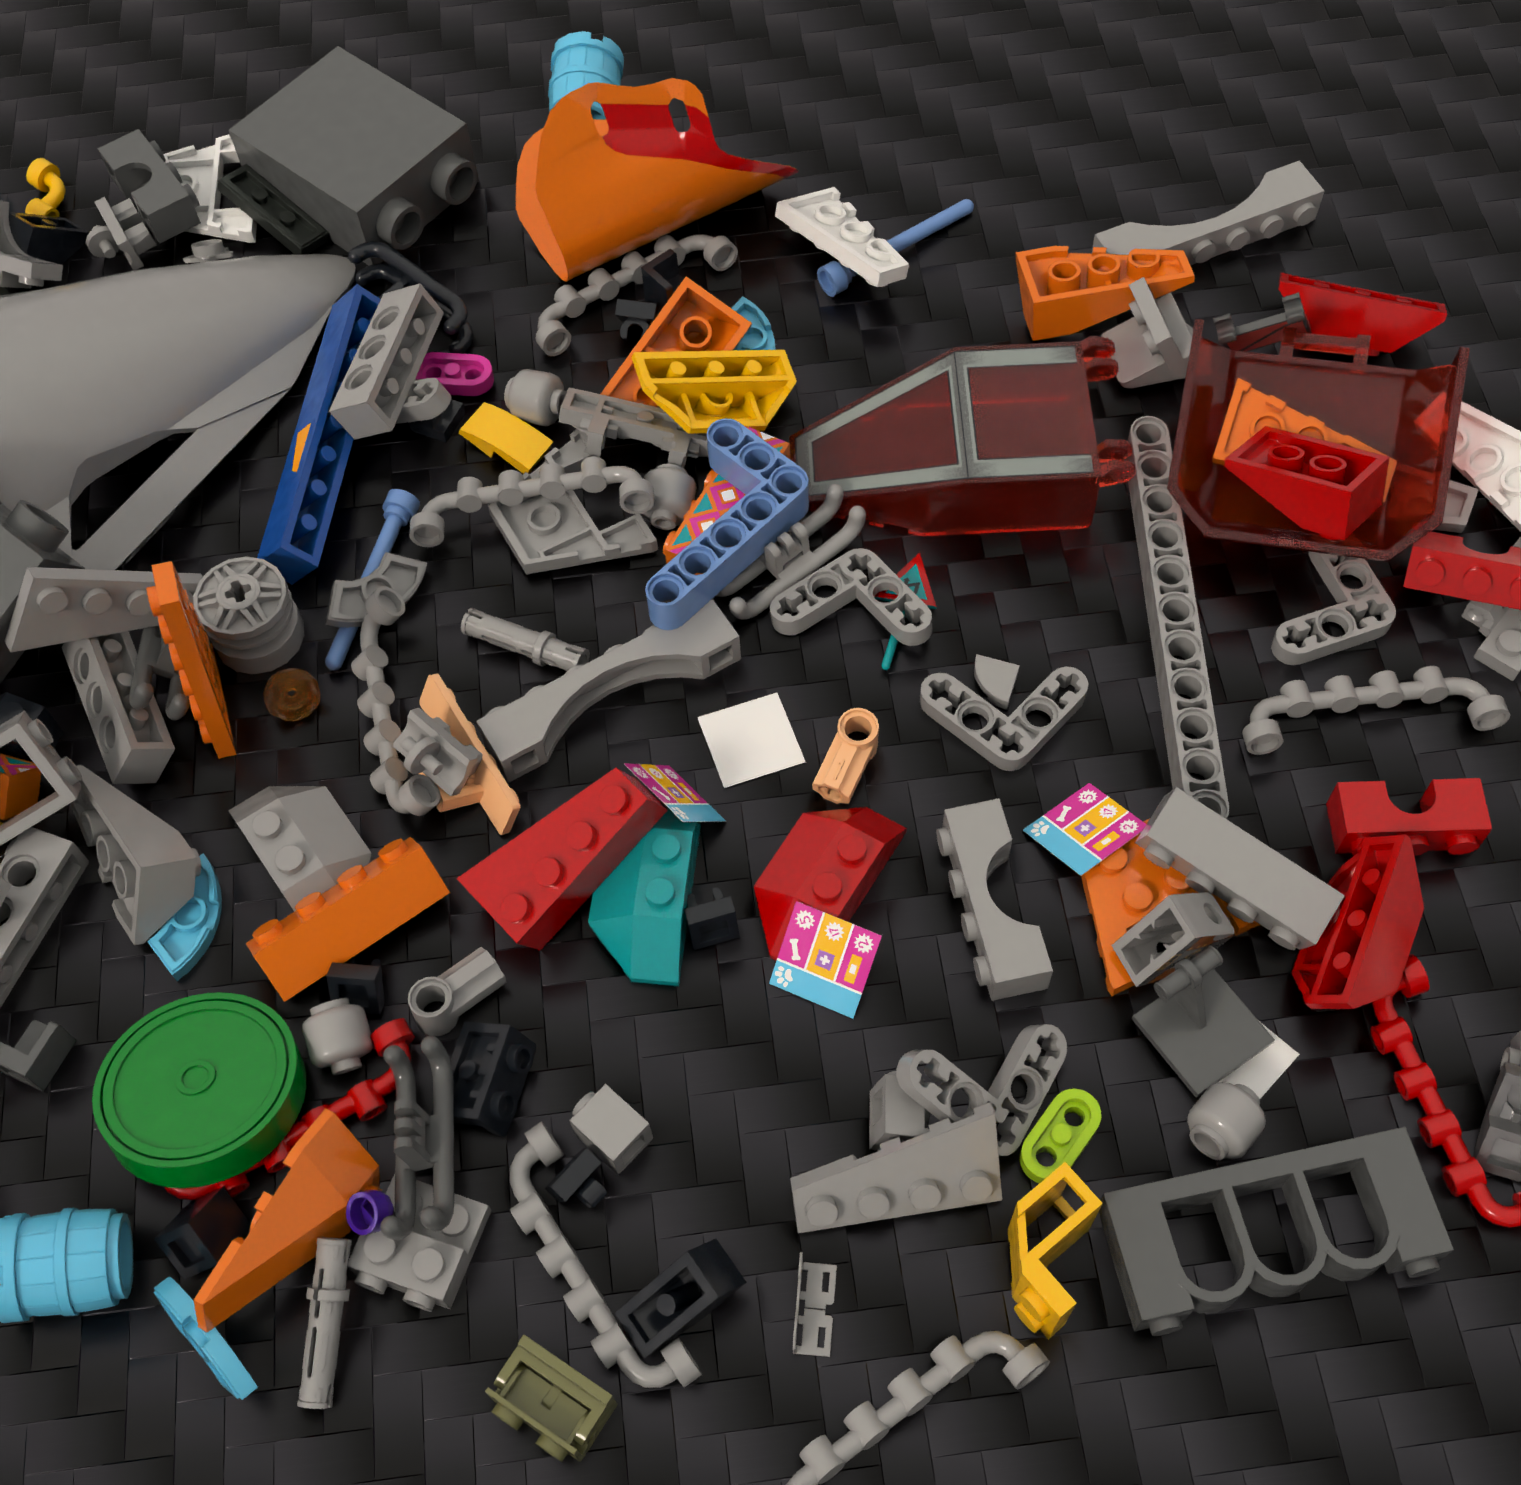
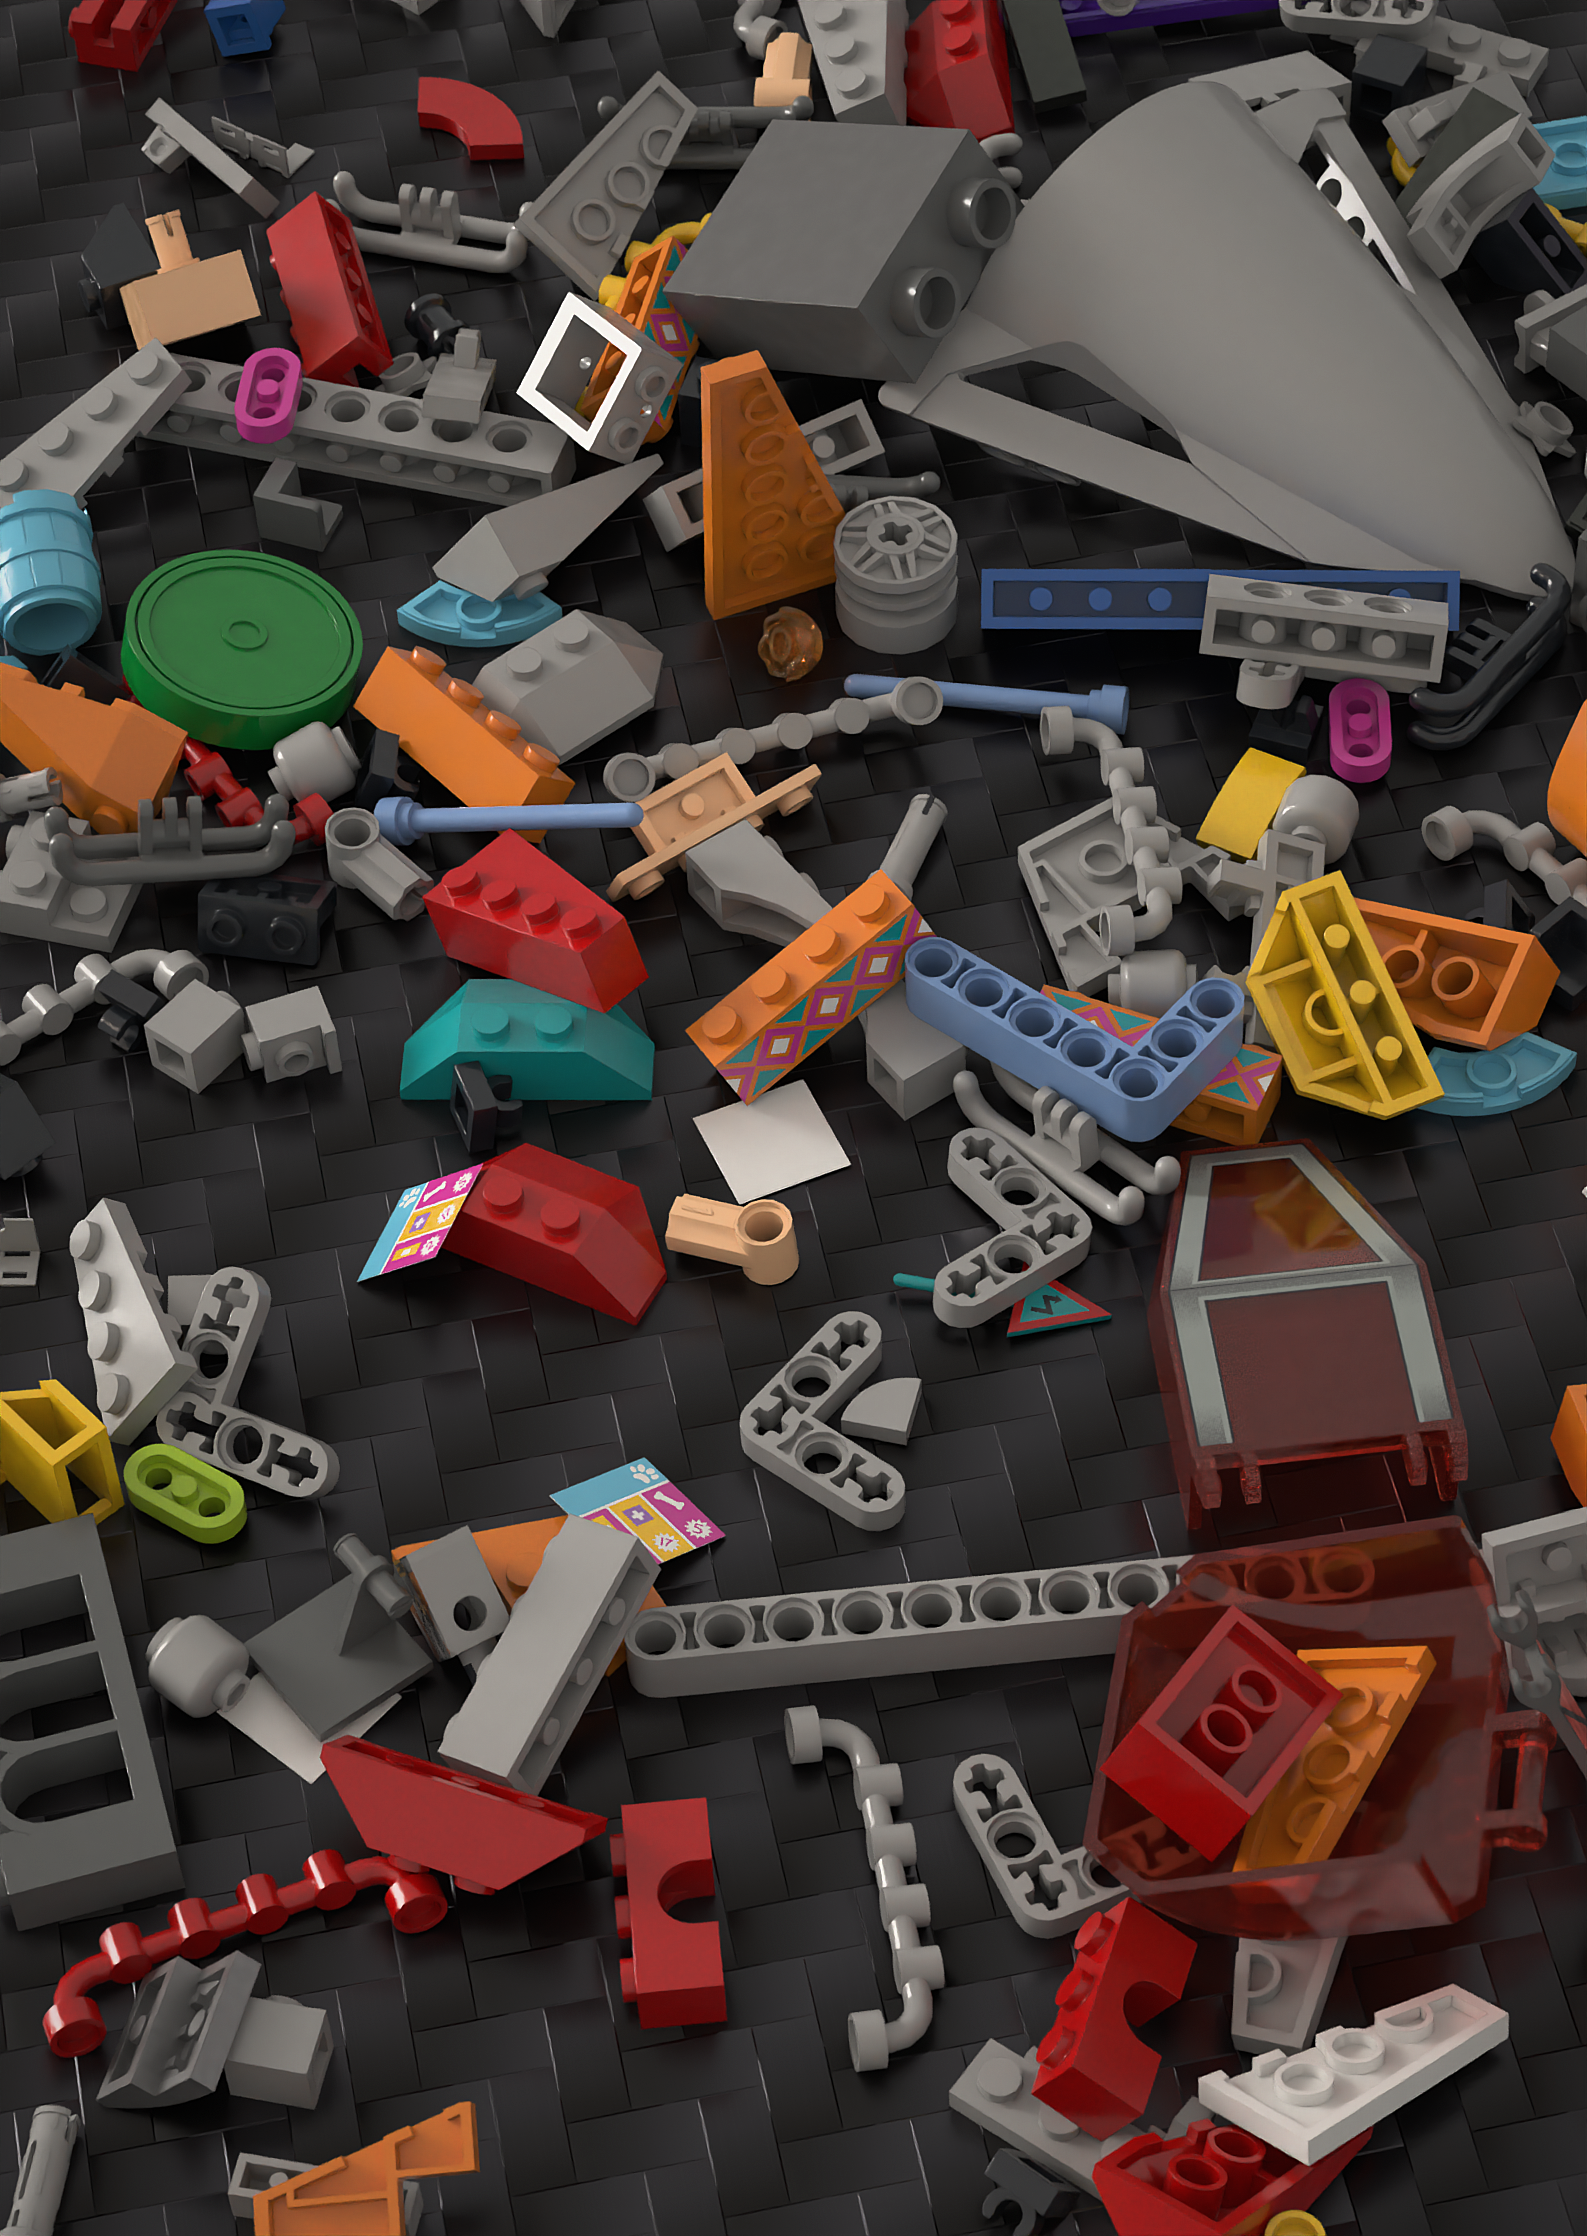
camera: 85 degrees right, 10 degrees down
(82, 604) = (850, 399): light grey wing -> none
(349, 597) = (970, 713): light grey tile -> none
(364, 1216) = (85, 810): dark purple hinge -> none
(413, 964) = (404, 821): none -> medium blue piece
(435, 752) = (703, 762): light grey hips -> none
(624, 1054) = (291, 1036): none -> light grey brick
(659, 676) = (811, 988): none -> orange brick
(675, 793) = (647, 1041): sticker -> none
(1010, 953) = (590, 1383): light grey arch -> none

